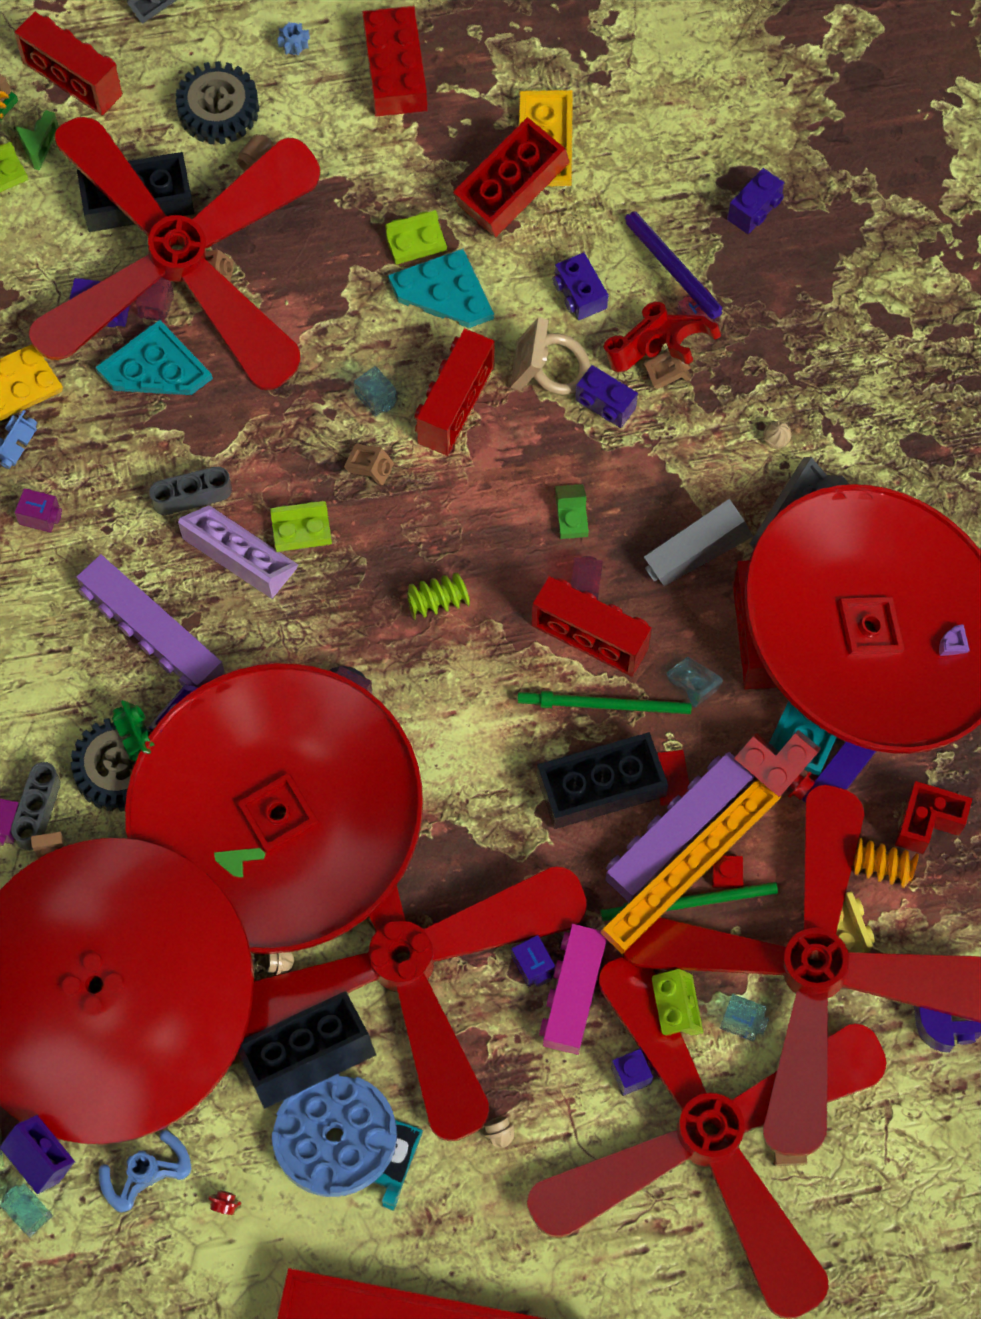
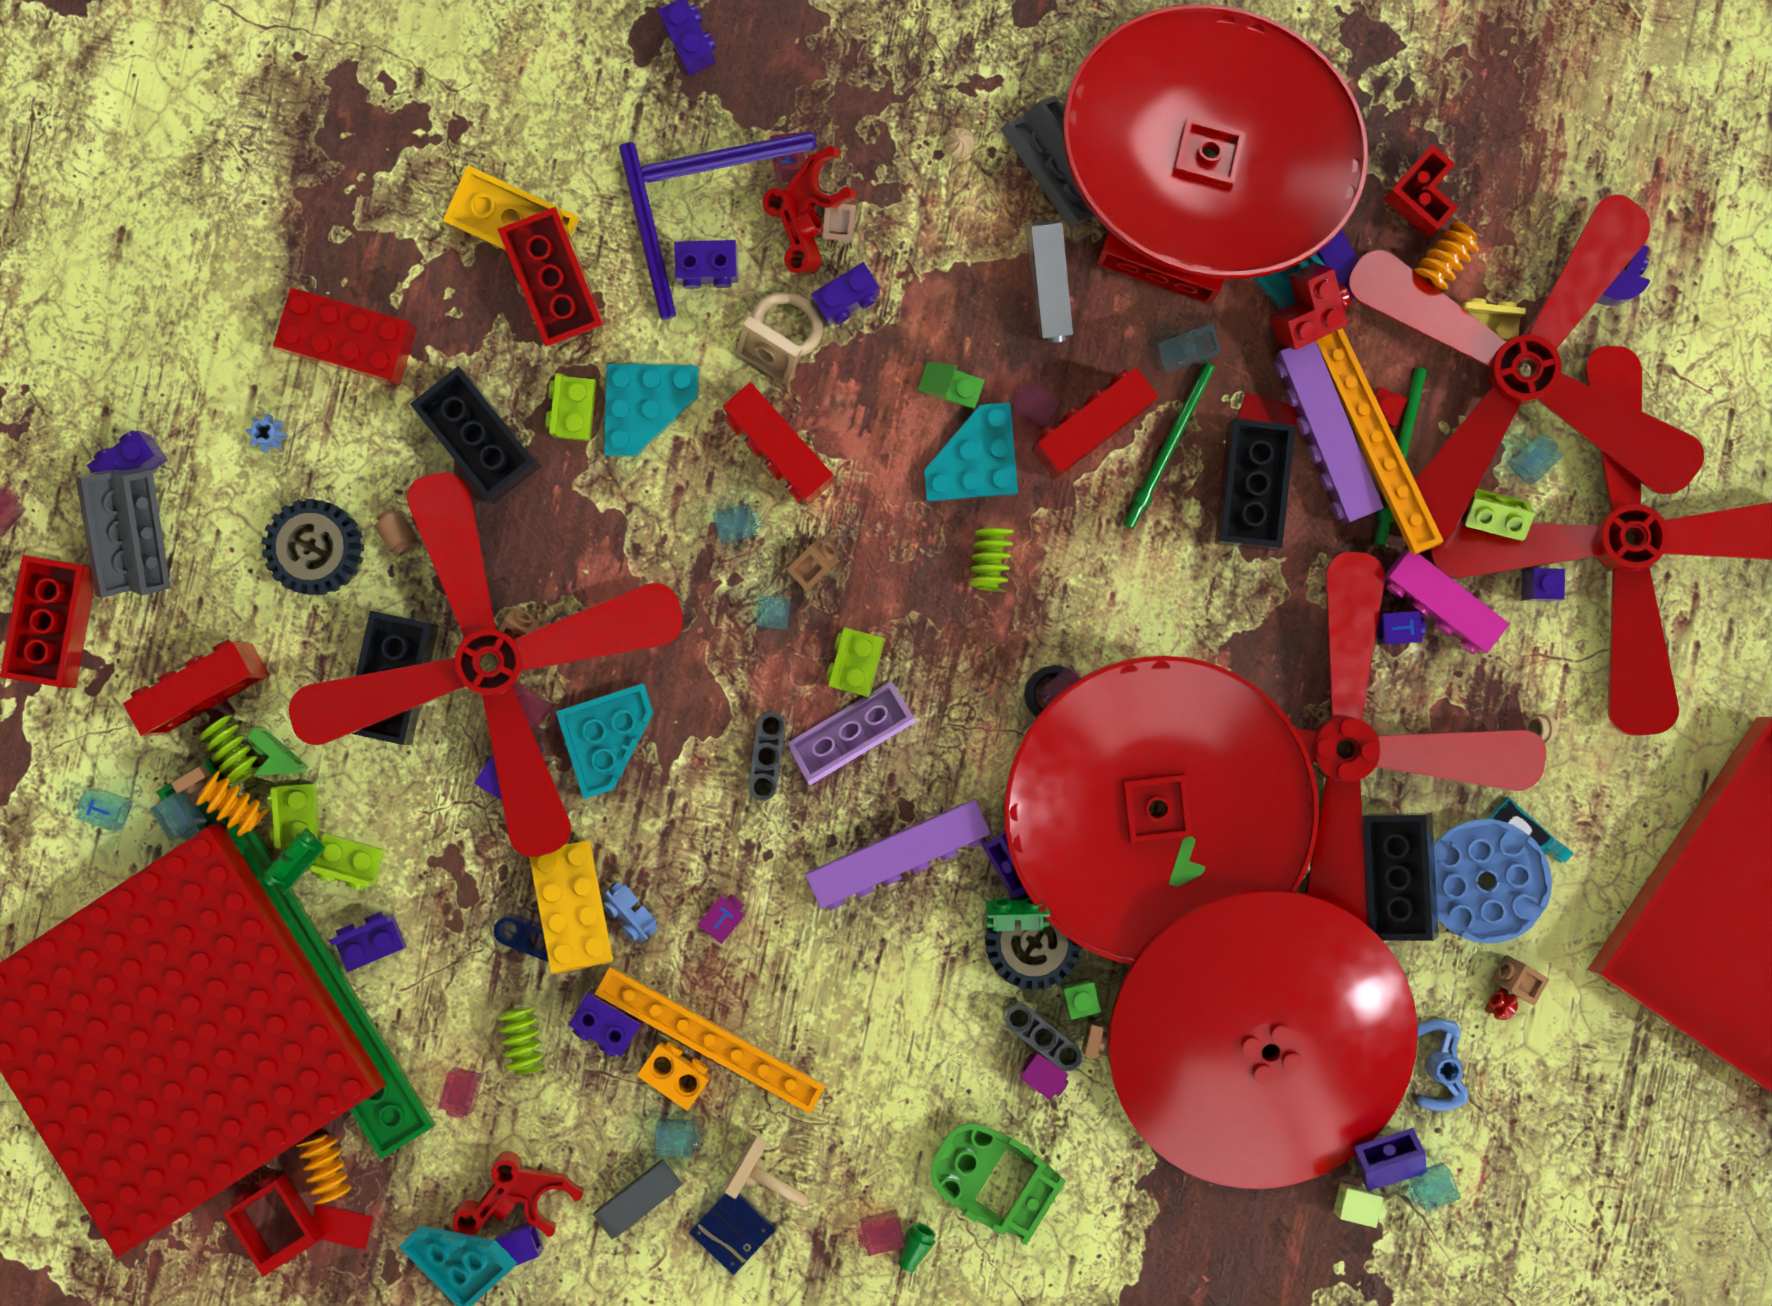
camera: 70 degrees left, 20 degrees up
(29, 103) = (228, 750): none -> lime piece
(82, 822) = (1080, 998): none -> bright green brick
(254, 1211) = (1520, 979): none -> medium nougat bracket
(314, 447) = (774, 613): none -> clear light blue brick
(359, 176) = (475, 435): none -> black brick
(518, 554) = (976, 459): none -> teal plate
(585, 237) = (647, 231): none -> dark purple axle
(954, 642) = (1252, 80): medium lavender tile -> none

